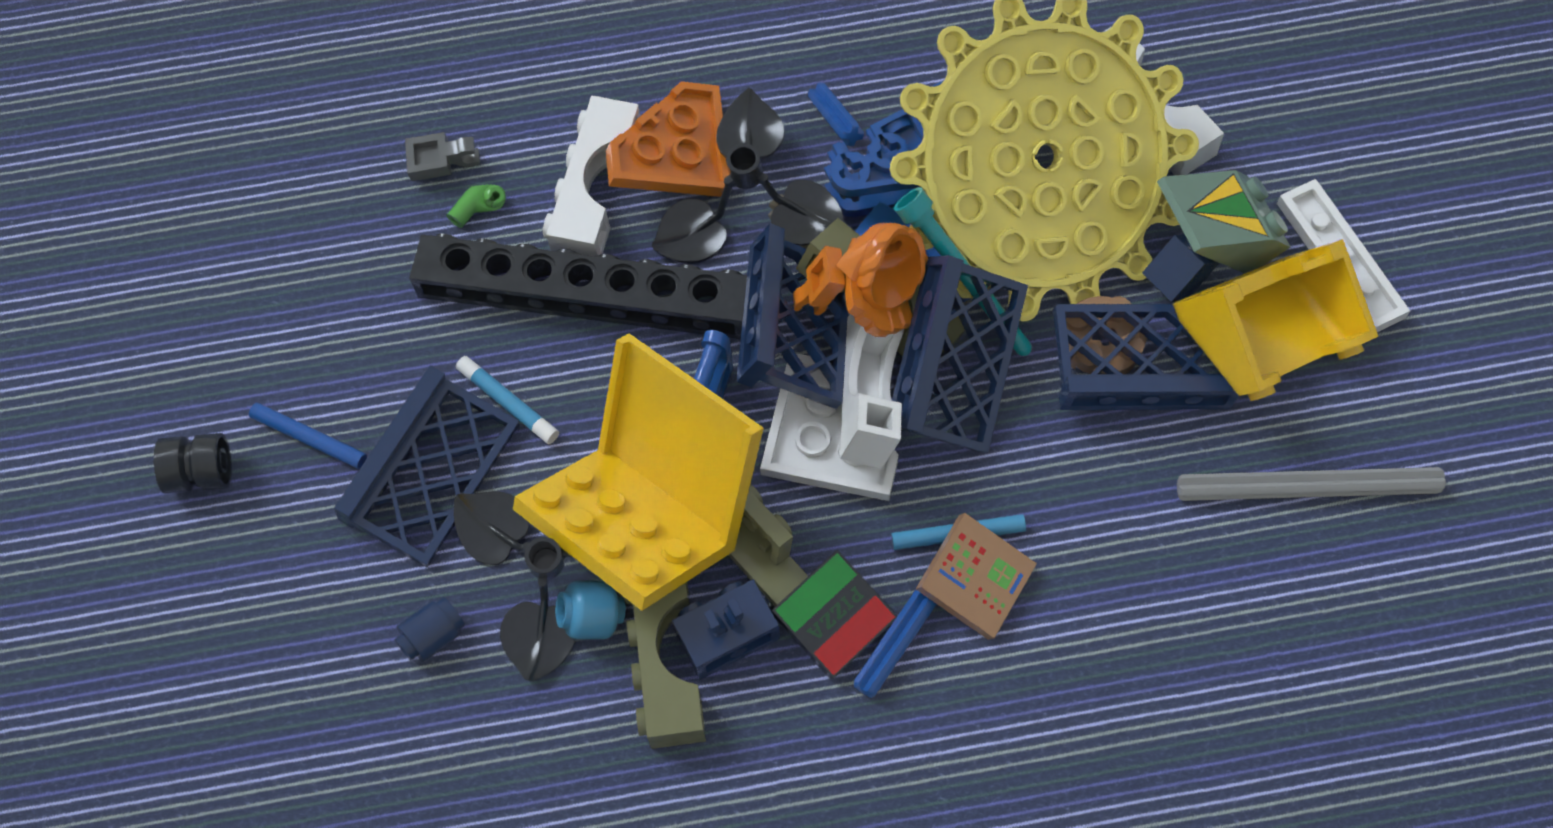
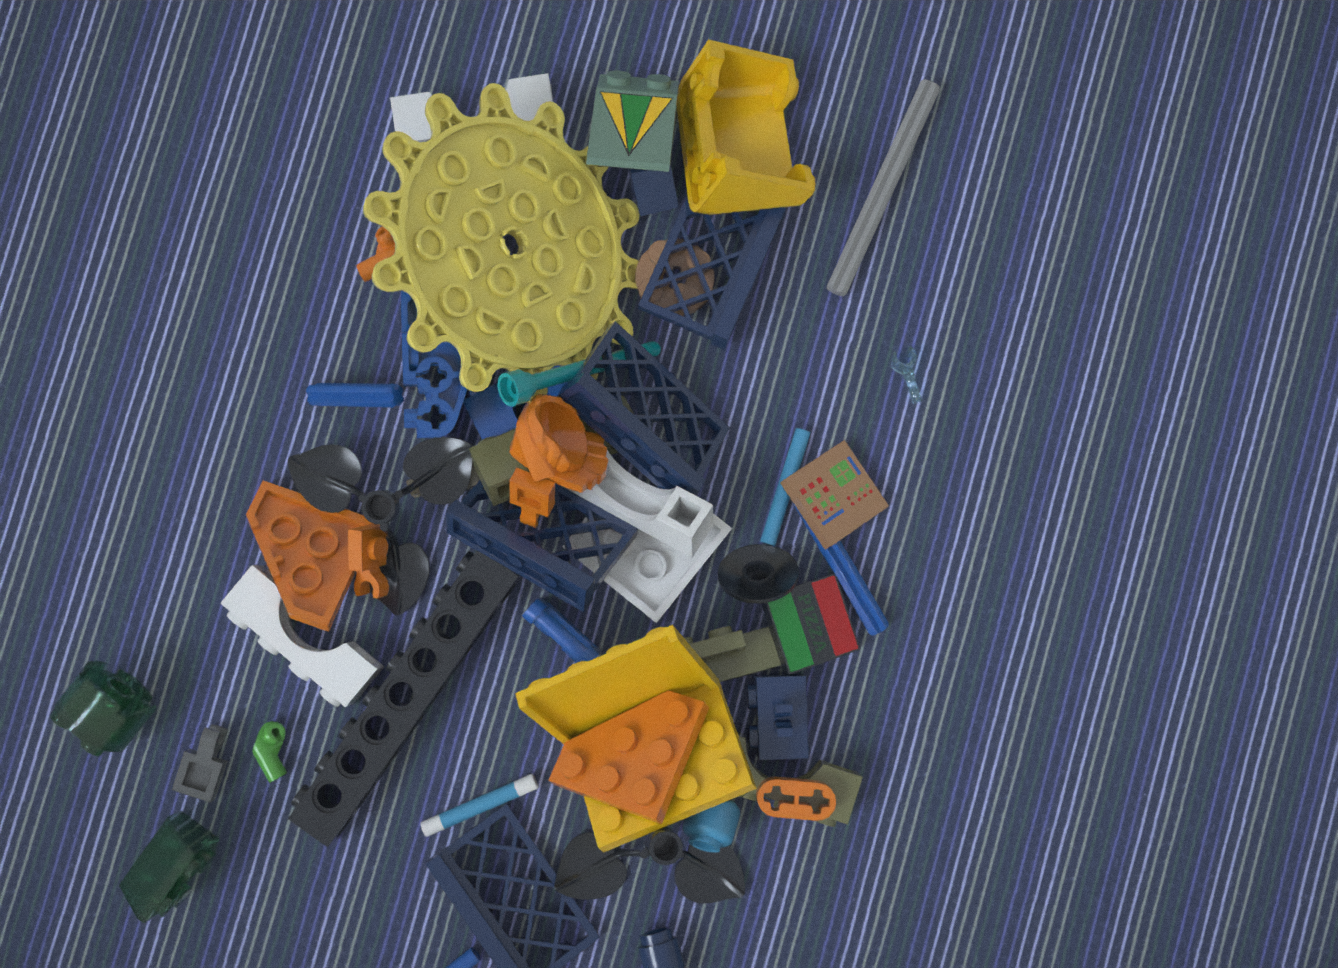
camera: 70 degrees left, 20 degrees up
(335, 166) = (167, 865): none -> slope
(453, 52) = (103, 708): none -> brick
(620, 493) = (634, 756): none -> orange plate
(659, 665) = (796, 809): none -> orange beam
(697, 189) = (365, 555): none -> orange plate
(857, 537) = (758, 573): none -> black dish
(1143, 593) = (908, 373): none -> clear light blue hand
(1321, 223) = (683, 40): white plate -> none

